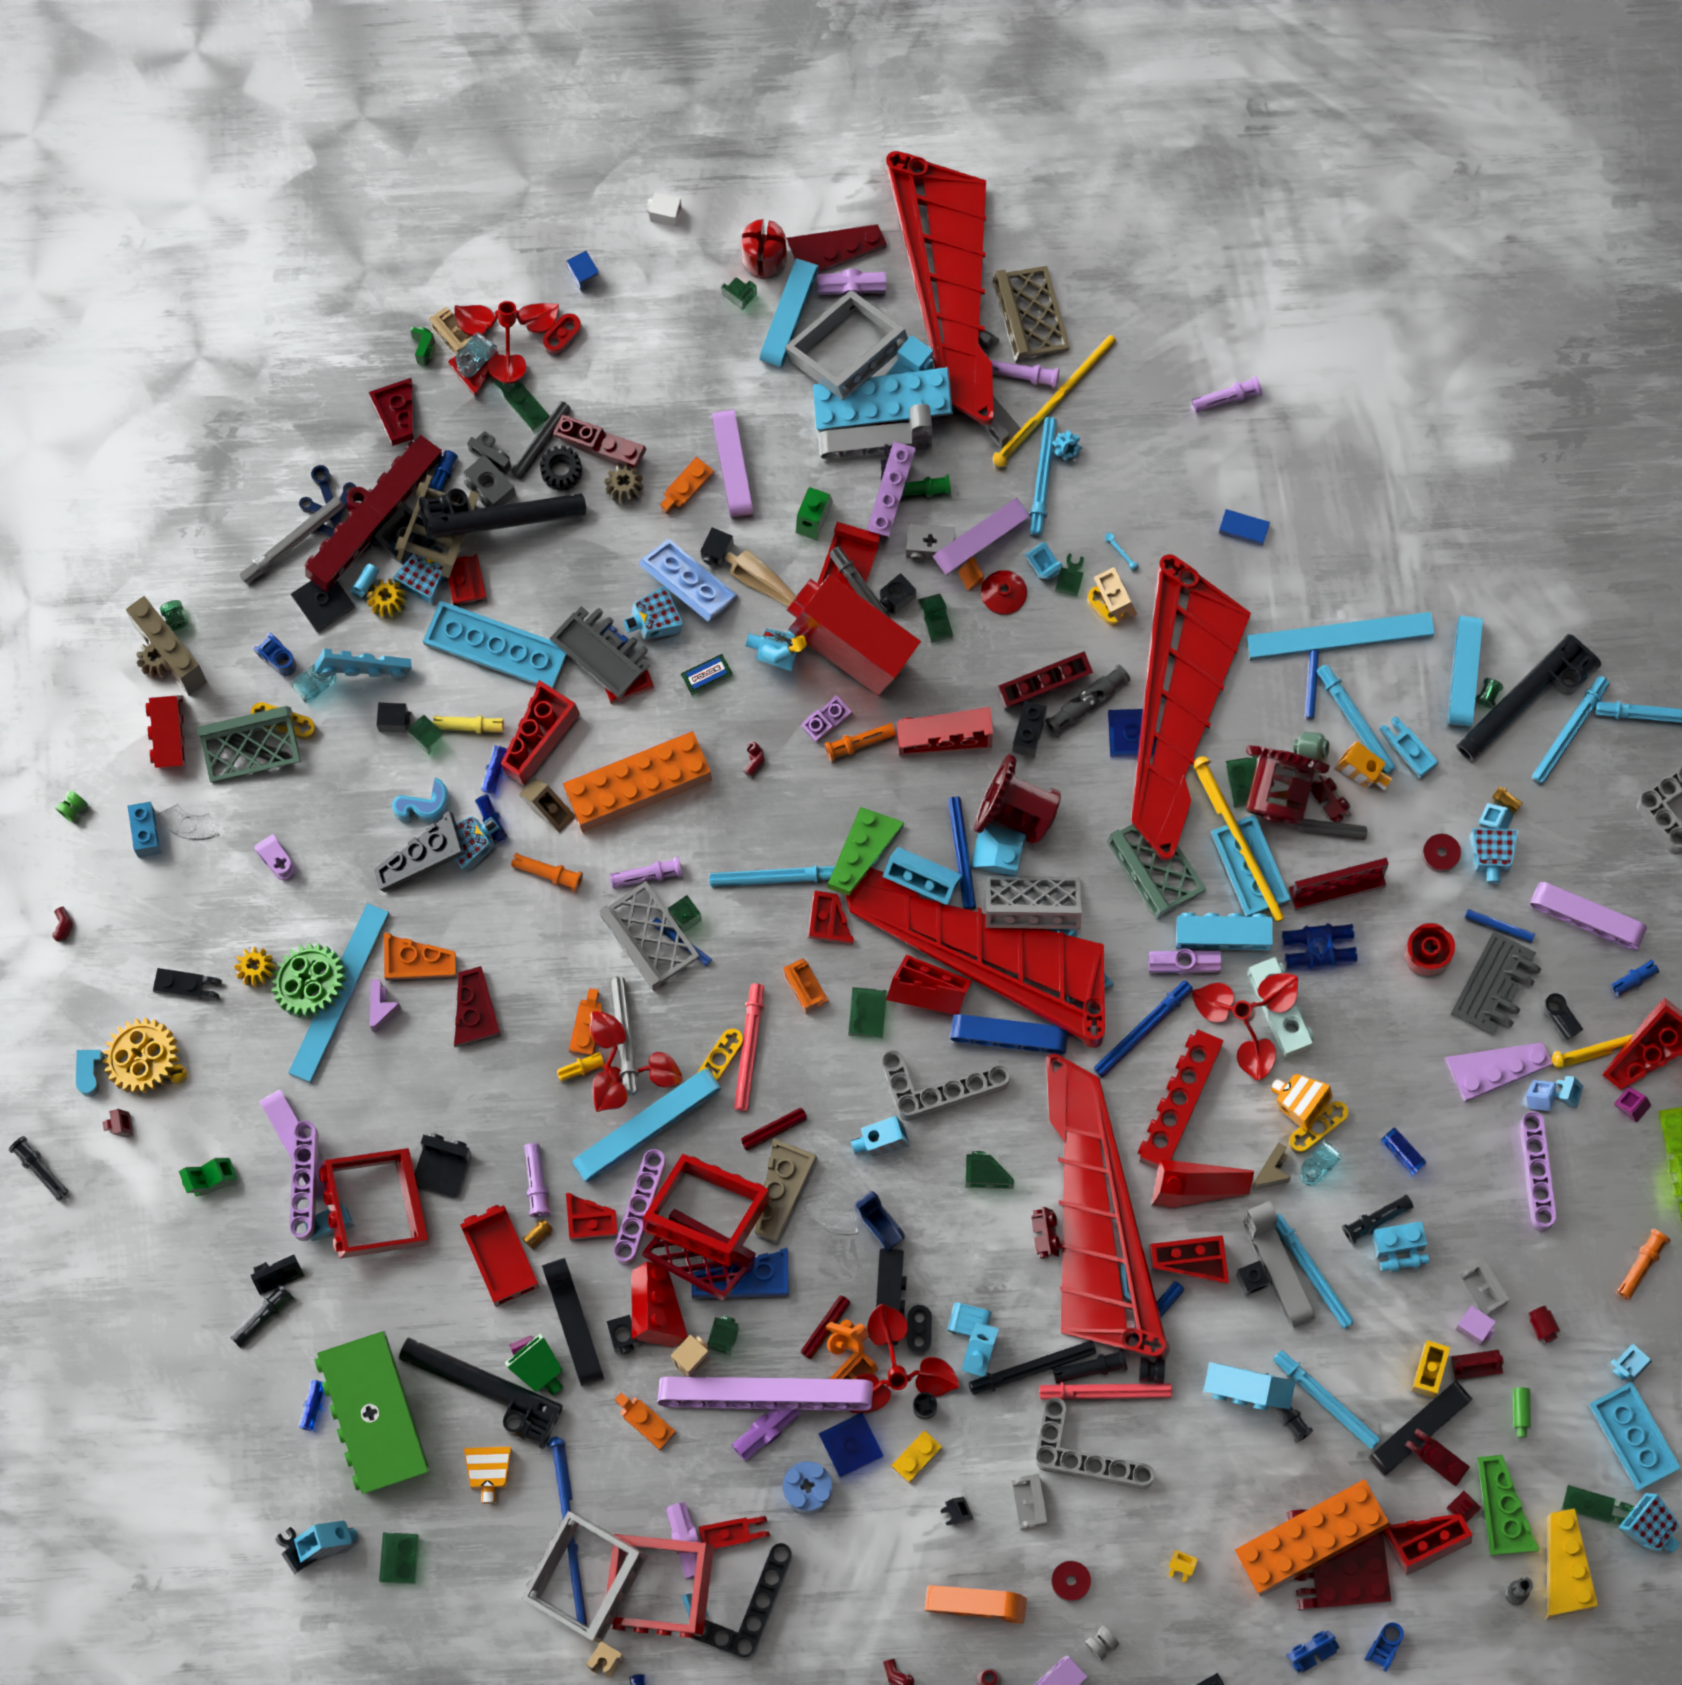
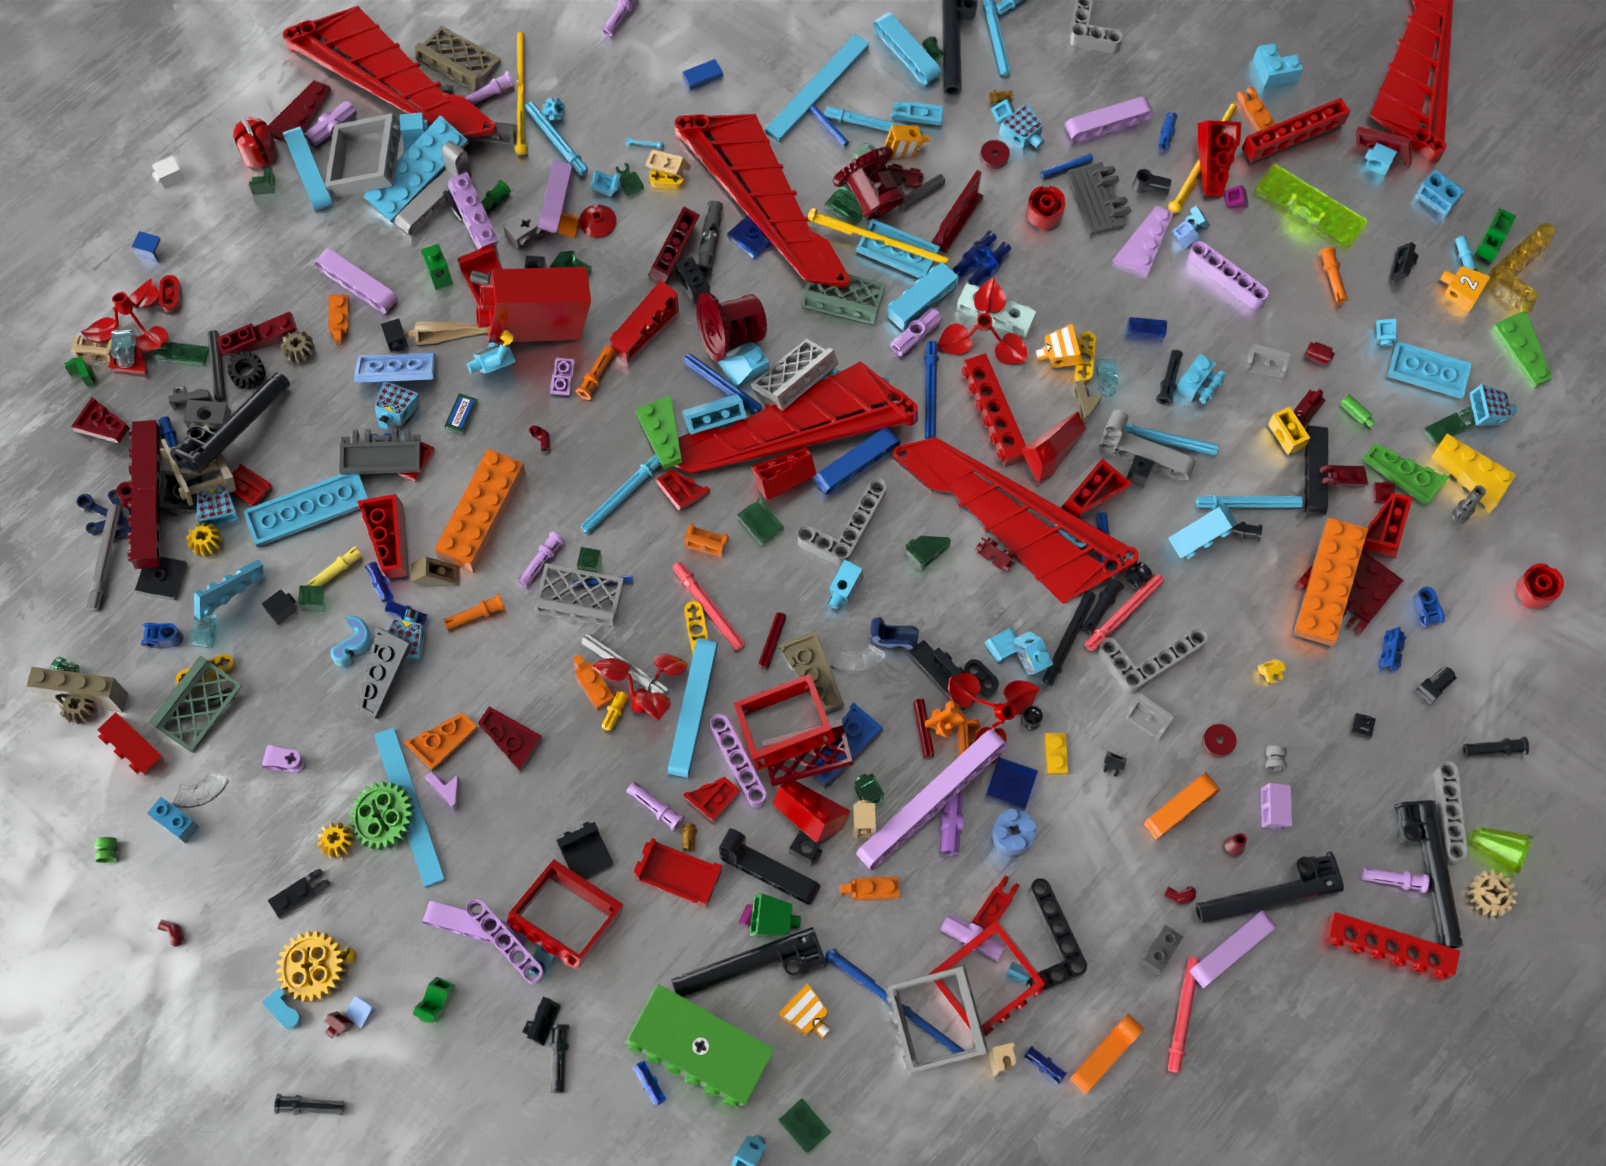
camera: 50 degrees left, 5 degrees down
(145, 1129) = (359, 1012): none -> light blue slope
(364, 580) = (179, 539): medium azure piece -> none
(1476, 1326) = (1285, 386): lavender brick -> none

